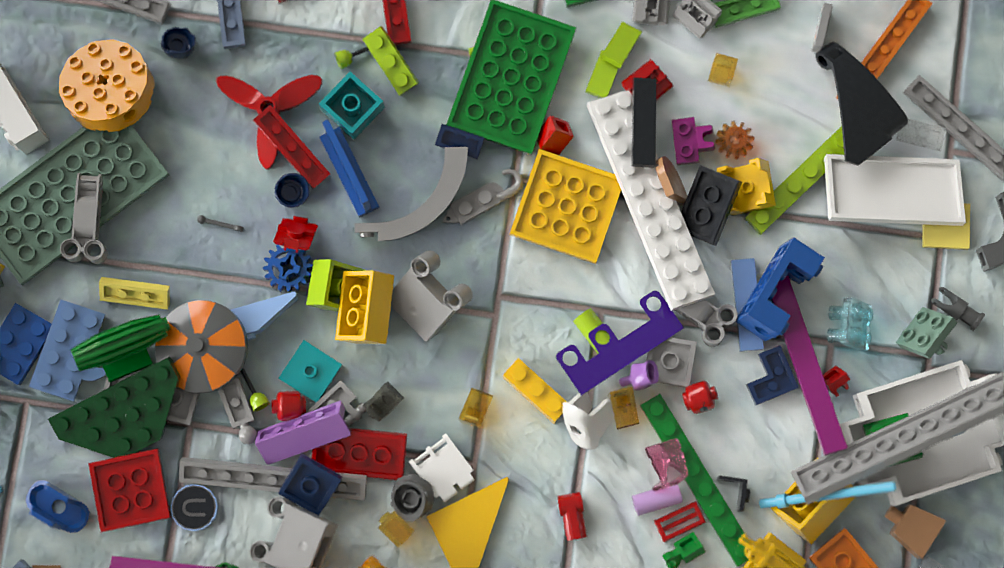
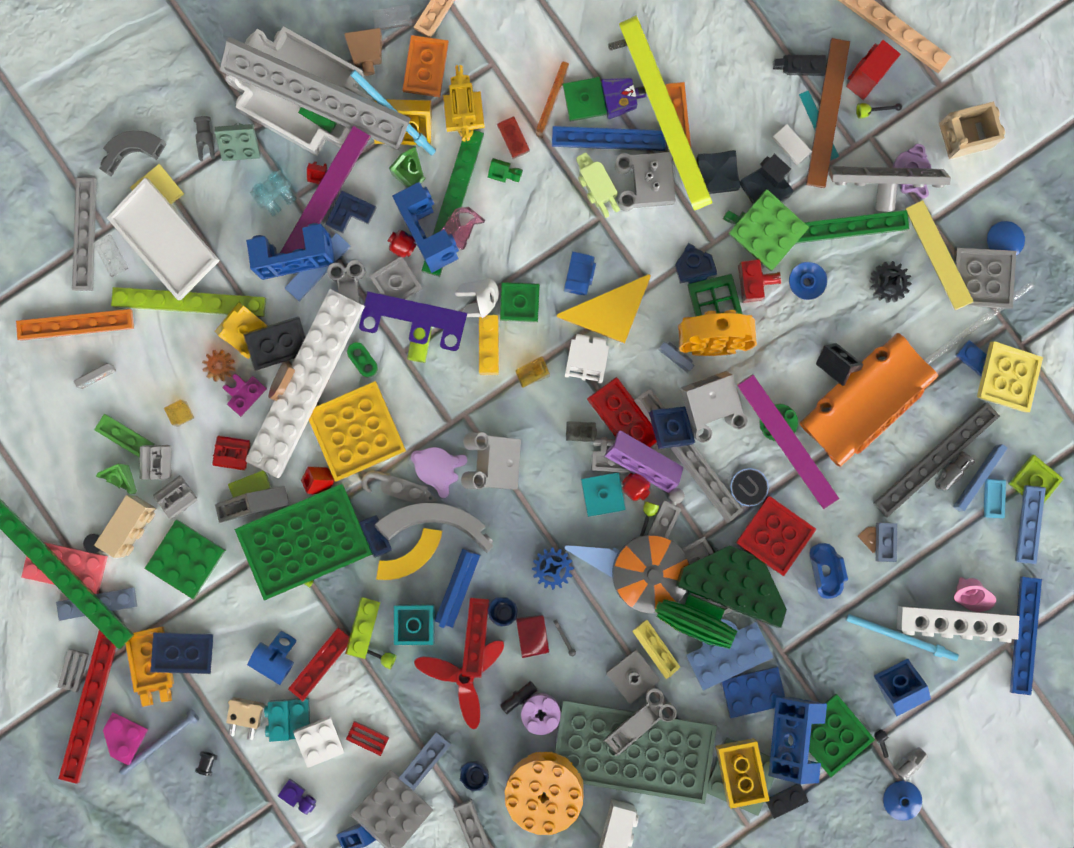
camera: 135 degrees left, 5 degrees up
(131, 252) = (632, 676): none -> light grey tile
(175, 131) = (533, 722): none -> lavender brick
(207, 138) = (518, 697): none -> black pin
(247, 197) = (532, 635): none -> dark red piece
(295, 233) = (527, 582): red piece -> none
(326, 283) = (537, 527): lime slope -> none
(364, 307) = (534, 494): yellow brick -> none
(379, 550) = (670, 351): none -> sand blue plate
(395, 528) = (649, 353): clear yellow brick -> none
(408, 156) = (413, 560): none -> yellow tile
(412, 497) = (622, 360): dark grey hat -> none
(469, 247) = (437, 468): none -> lavender tile
(526, 533) = (580, 273): none -> blue piece
(550, 455) = (519, 302): none -> green plate
(572, 511) = (540, 260): red piece -> none
(583, 61) = (251, 503): none -> dark grey arch
(621, 44) = (219, 491): lime tile -> none
(624, 407) = (449, 284): clear yellow slope -> none
(626, 267) = (362, 360): none -> green plate
(641, 375) = (421, 289): medium lavender piece -> none
(643, 123) = (258, 430): black tile -> none
(656, 500) = (492, 217): lavender piece -> none
(697, 513) = (503, 197): red tile -> none
(725, 436) = (414, 205): none -> blue plate
(744, 493) = (436, 167): black bracket -> none
(764, 466) = (408, 168): none -> bright green slope
(866, 107) = (123, 299): black panel -> none

